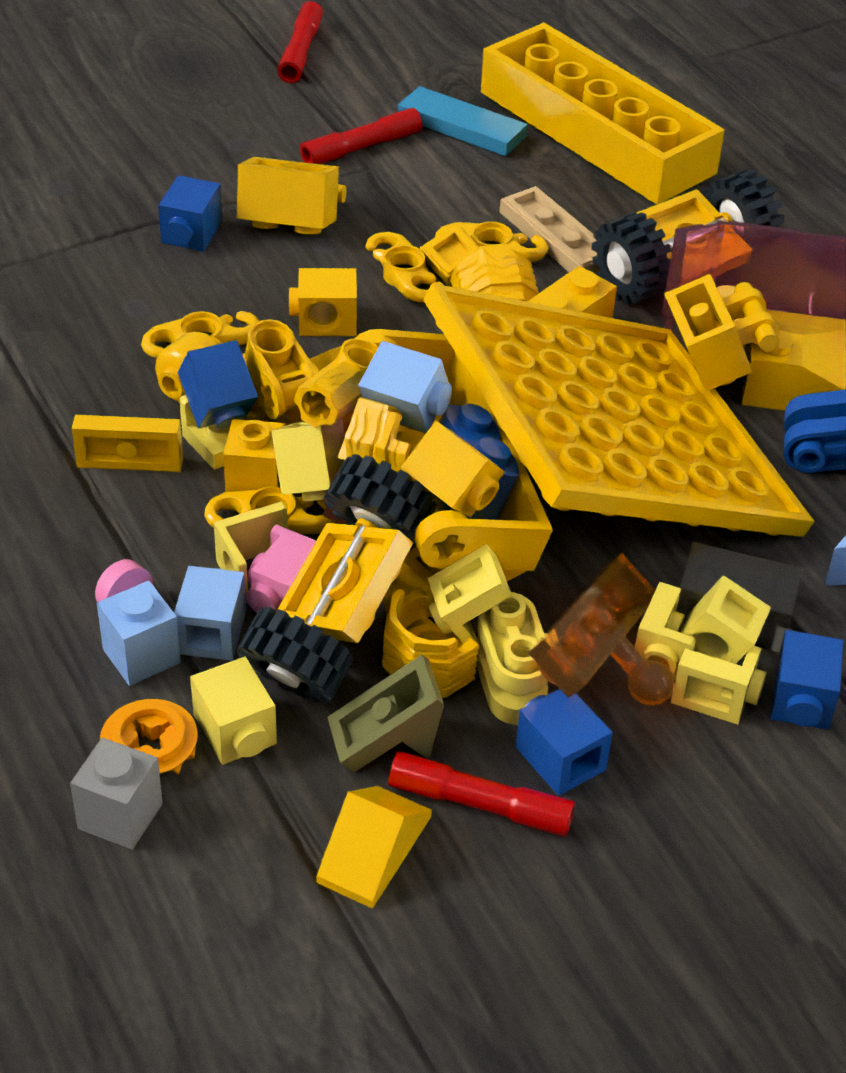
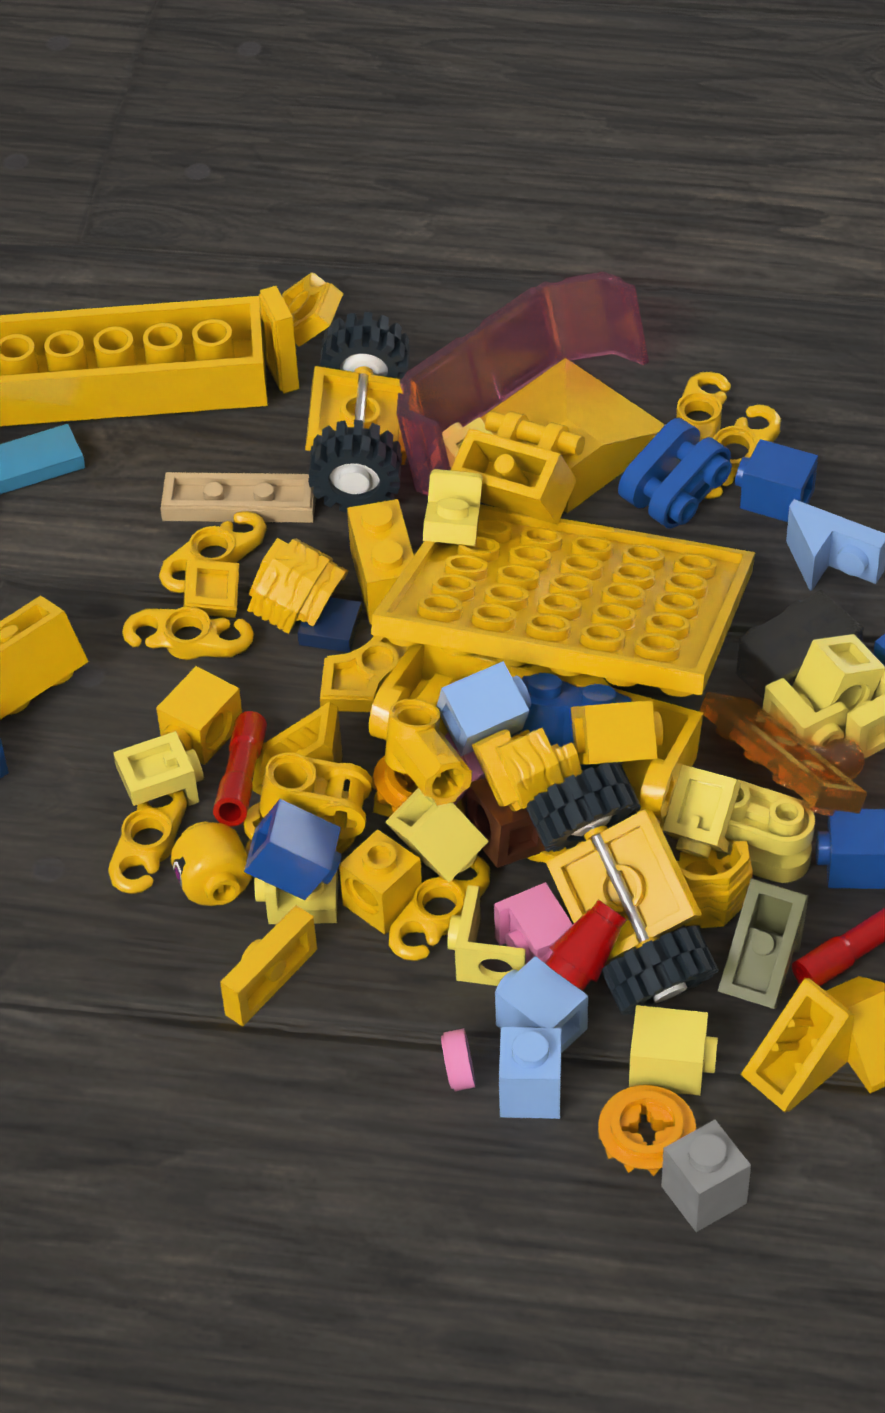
camera: 50 degrees left, 5 degrees up
(251, 298) = (159, 769): none -> light yellow bracket
(269, 587) = (586, 945): none -> red cone
(304, 797) = (801, 1047): none -> yellow slope
(314, 336) = (236, 784): none -> red piece
(632, 317) = (453, 507): none -> light yellow bracket
(706, 154) = (279, 339): none -> yellow tile
(764, 161) = (312, 306): none -> yellow tile

